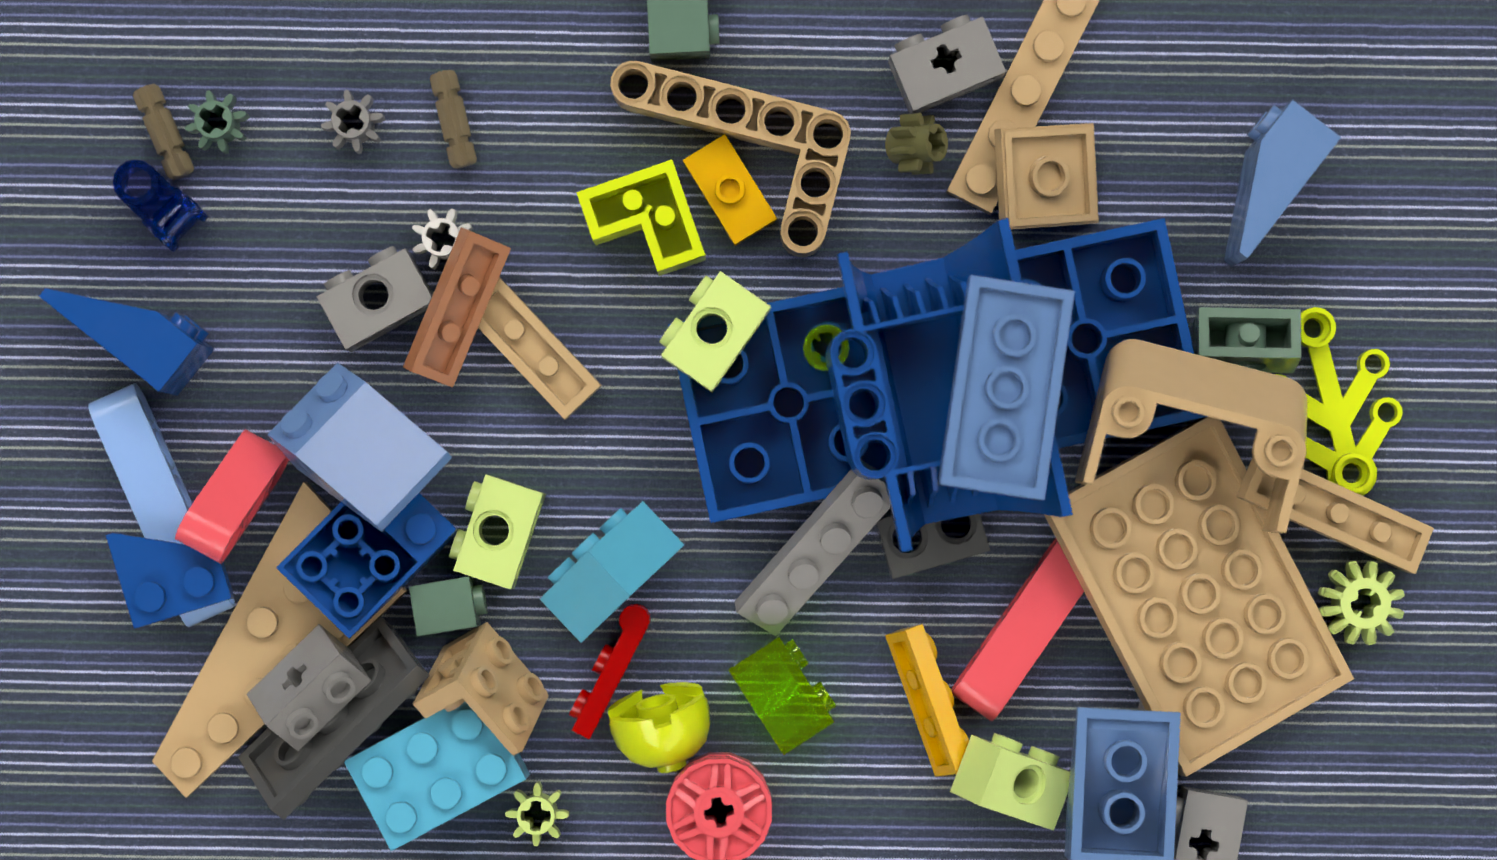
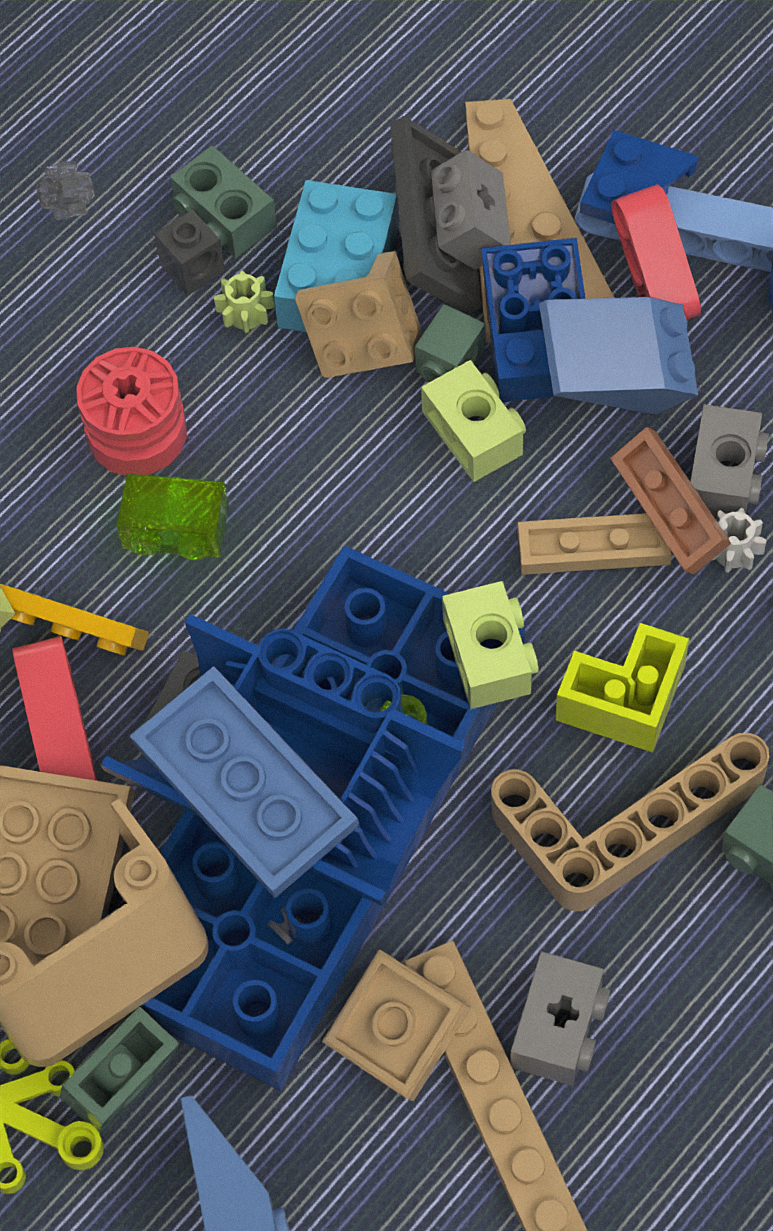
camera: 135 degrees right, 25 degrees down
(609, 569) = (371, 464): medium azure brick -> none
(611, 667) = (302, 423): red plate -> none
(663, 727) = (229, 418): neon yellow cylinder -> none
(729, 190) = (596, 778): yellow plate -> none
(814, 551) = (254, 590): light grey plate -> none
(916, 143) = (512, 941): olive gear -> none

